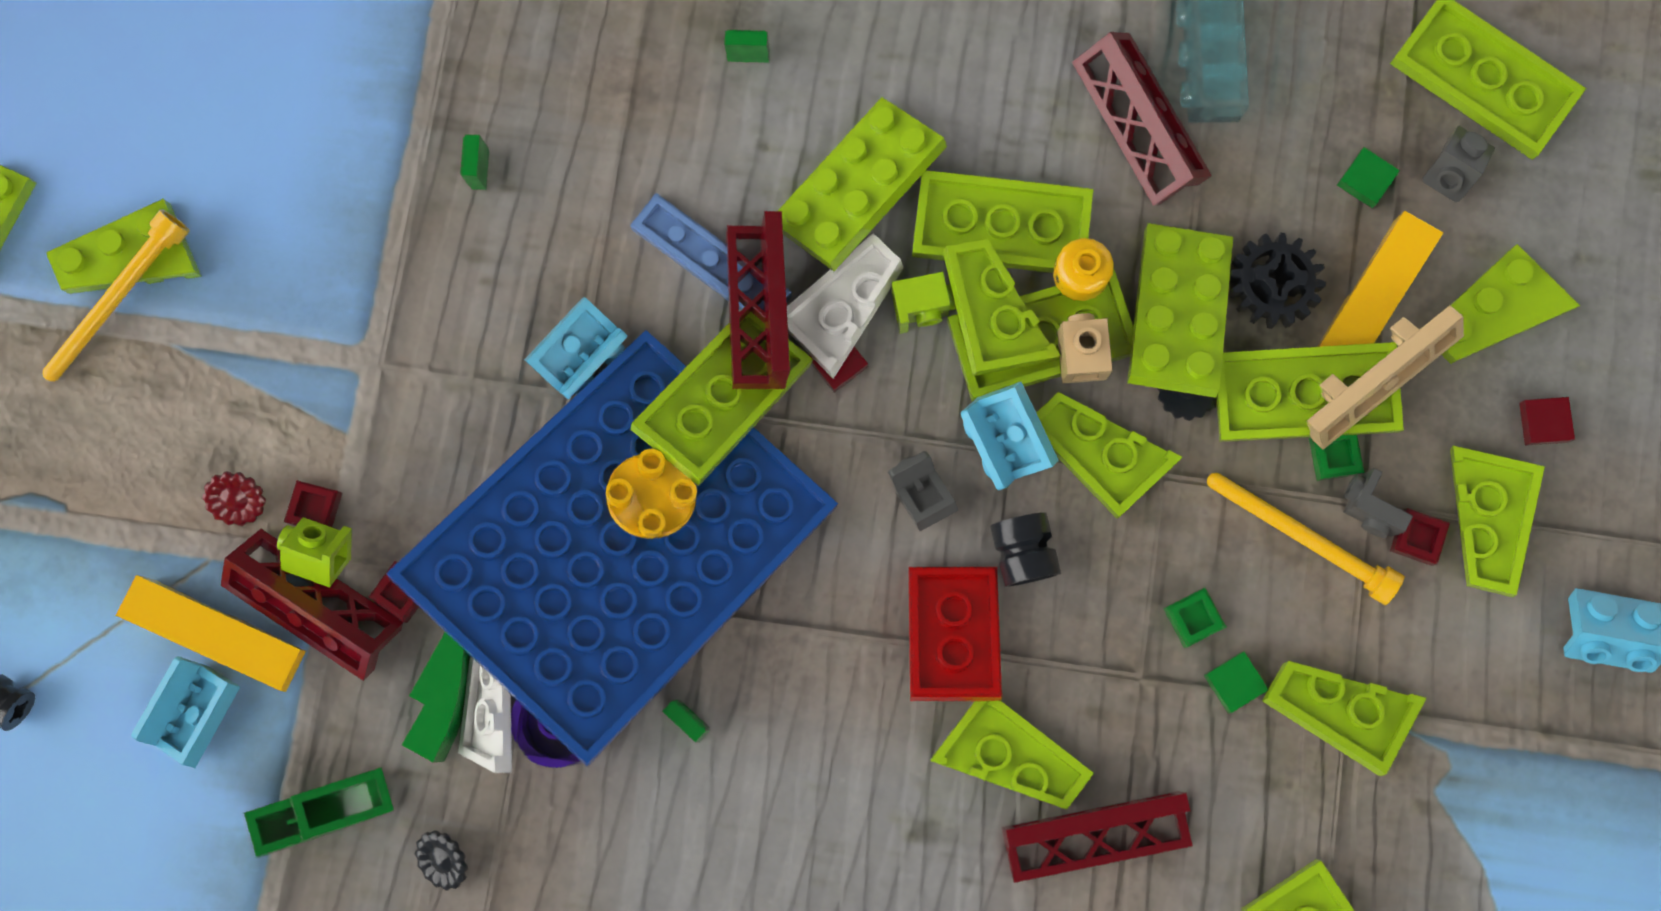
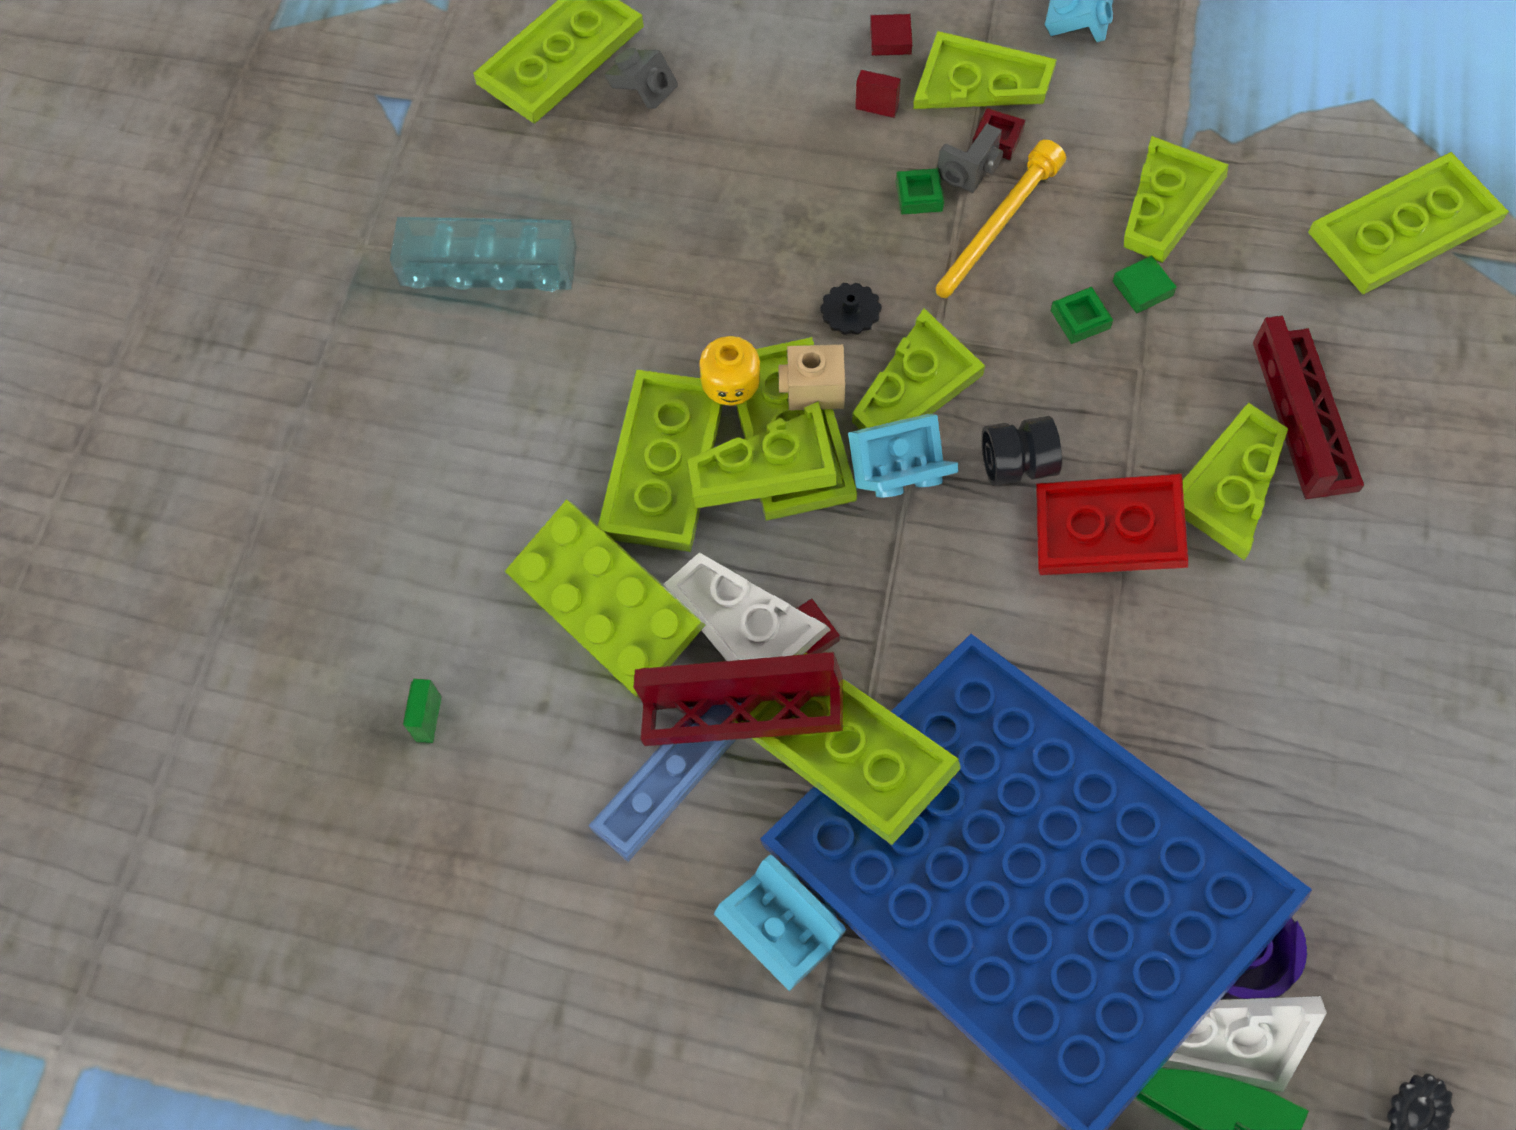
camera: 90 degrees left, 15 degrees down
(474, 162) = (524, 1051): green tile -> none
(650, 496) = (974, 821): yellow dish -> none
(686, 720) = (1231, 799): green tile -> none
(921, 300) = (746, 539): lime brick -> none
(922, 490) = (958, 548): dark grey bracket -> none
(1155, 113) = (557, 312): fence -> none
(1181, 310) = (773, 299): lime plate -> none
(1279, 390) = (861, 203): lime plate -> none
(1292, 269) = (746, 222): black gear -> none
(1368, 177) = (647, 147): green tile -> none
(1383, 282) = (783, 156): yellow slope -> none
(1415, 352) = (880, 155): tan hinge -> none
(1455, 406) = (877, 93): none -> dark red tile
(1505, 302) = (782, 62): lime wing -> none

